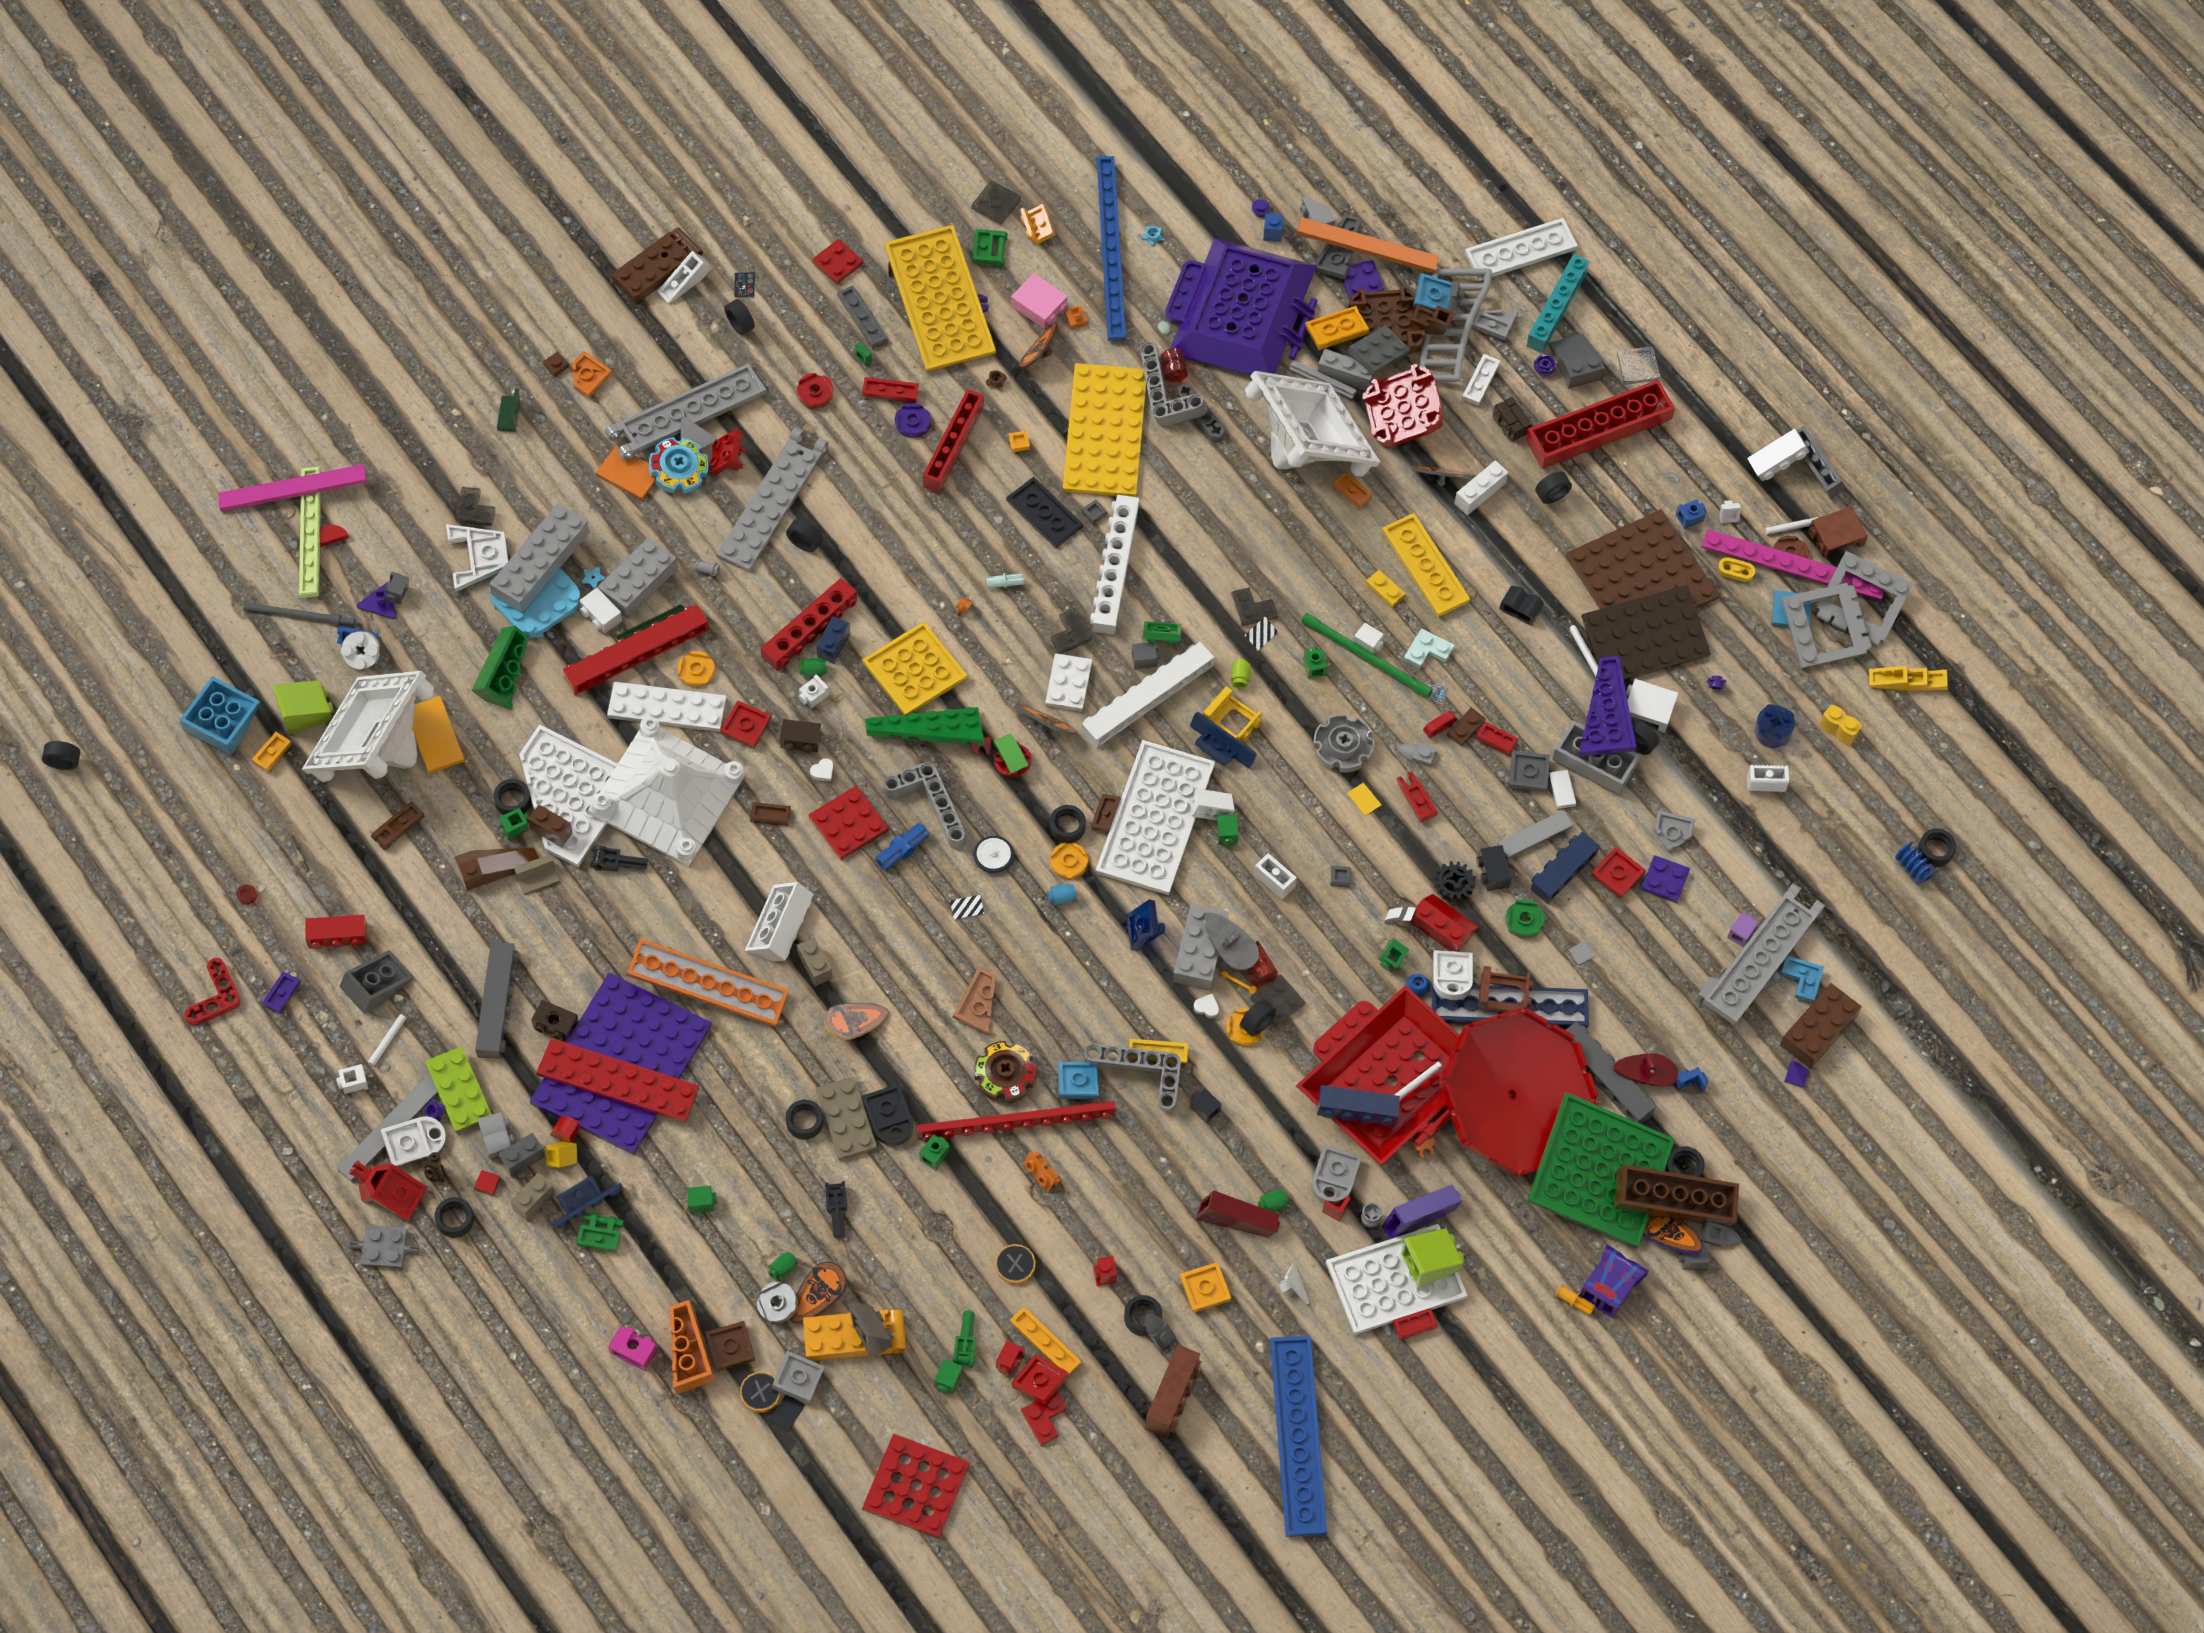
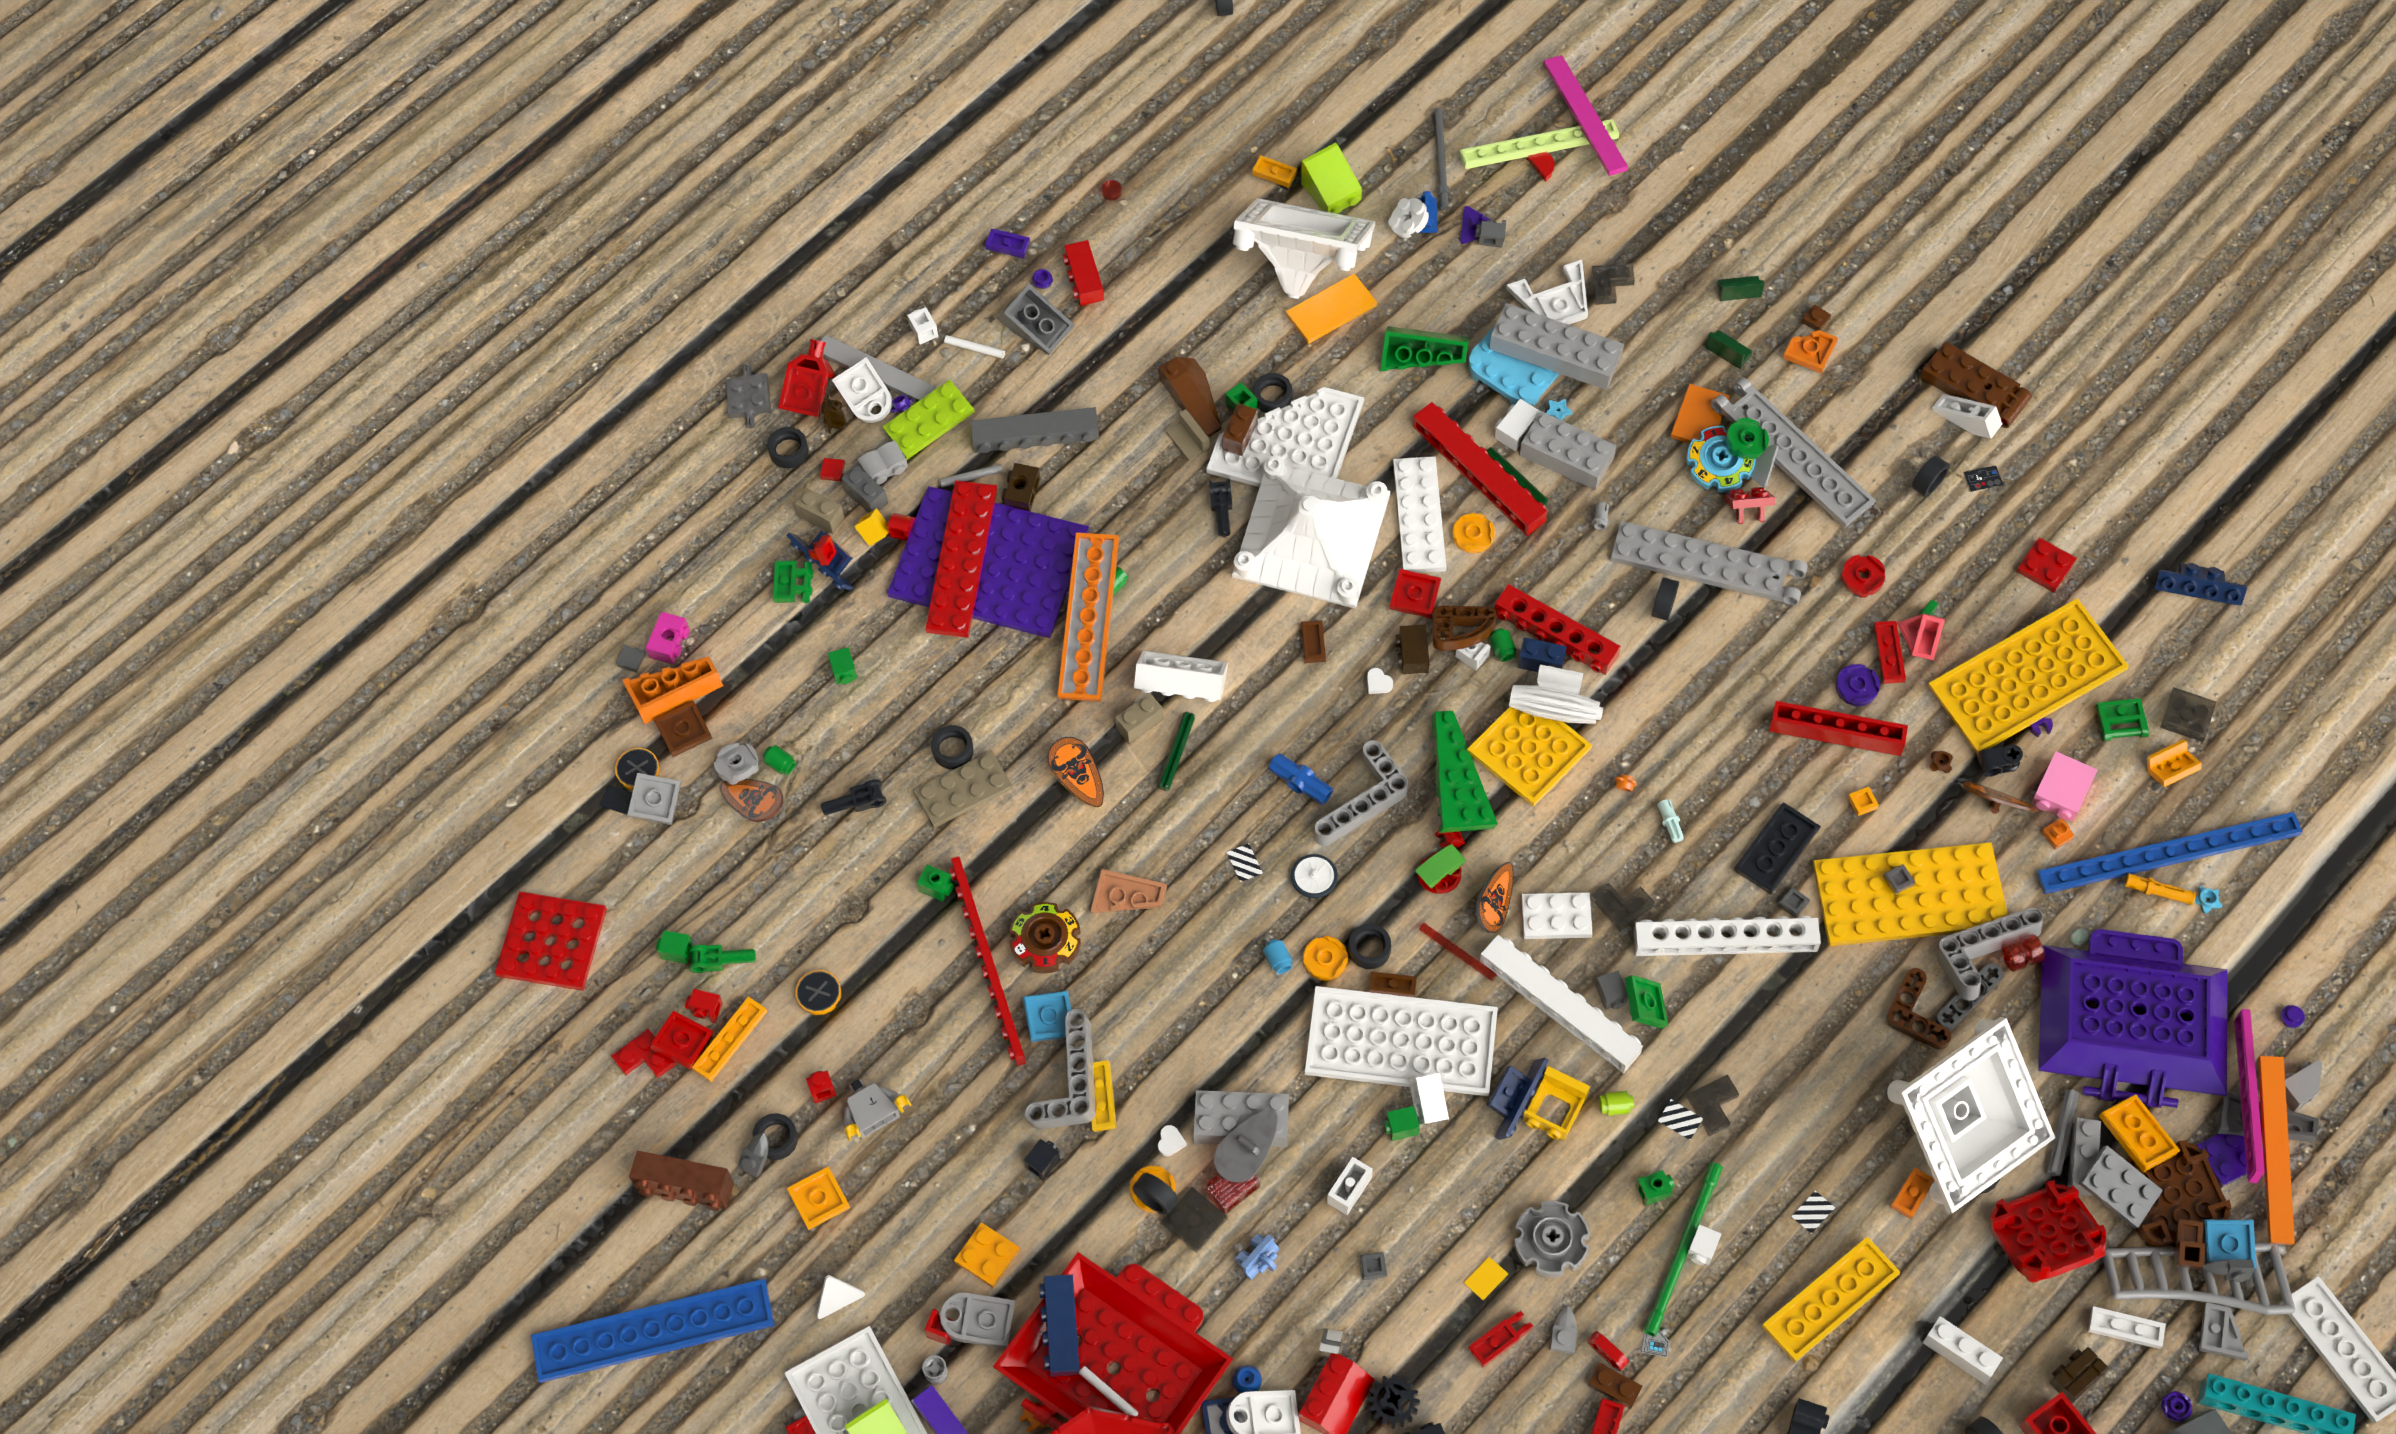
camera: 85 degrees right, 0 degrees up
(220, 715) = (1300, 114): dark azure slope -> none
(221, 999) = (992, 196): red beam -> none
(330, 969) = (1042, 279): none -> dark purple plate
(397, 825) = (1217, 299): reddish brown plate -> none
(526, 1064) = (971, 475): none -> light grey bar
(568, 435) = (1728, 348): none -> dark green panel
(583, 1193) = (823, 550): none -> red tile
(643, 1385) = (630, 658): none -> dark grey tile
(674, 445) = (1742, 448): none -> green plate
(776, 703) = (1462, 616): none -> reddish brown beam
(836, 1338) = (707, 834): light orange hinge -> none
(848, 822) = (1320, 720): red plate -> none
(850, 939) = (1176, 751): none -> dark green axle
(862, 317) = (1980, 605): dark grey tile -> none
(870, 1328) = (700, 844): dark grey slope -> none
(878, 638) = (1556, 697): none -> white plate
(882, 161) = (2201, 583): none -> dark blue bracket
(882, 362) = (1922, 634): none -> coral slope
(888, 1113) = (973, 828): black plate -> none
(1006, 338) = (1999, 760): none -> black piece
(1036, 1166) = (927, 1005): orange hinge -> none
(1084, 761) = (1457, 951): none -> clear red bar
(1095, 431) = (1899, 879): none -> dark grey tile
(1134, 1232) = (871, 1109): none -> light grey torso
(1136, 267) = (2150, 886): none -> light orange pin
(1144, 925) = (1253, 1050): clear blue tile -> none
(1204, 458) = (1905, 1011): none -> reddish brown beam
(1224, 974) = (1202, 1188): light orange hinge -> none
(1237, 1215) = (908, 1218): dark red slope -> none
(1273, 227) = (2267, 1034): blue brick -> none
(1273, 1200) = (934, 1255): green brick -> none
(1278, 1163) = (987, 1255): none -> light orange plate
(1312, 950) = (1261, 1257): none -> medium blue hips
(1323, 248) = (2249, 1096): none -> dark pink tile
(1352, 561) = (1813, 1212): none -> sticker
(1385, 588) = (1784, 1256): yellow plate -> none
(1397, 950) = (1287, 1344): green brick -> none
(1425, 645) = (1718, 1317): light aqua plate -> none
(1441, 473) = (1969, 1295): shield -> none

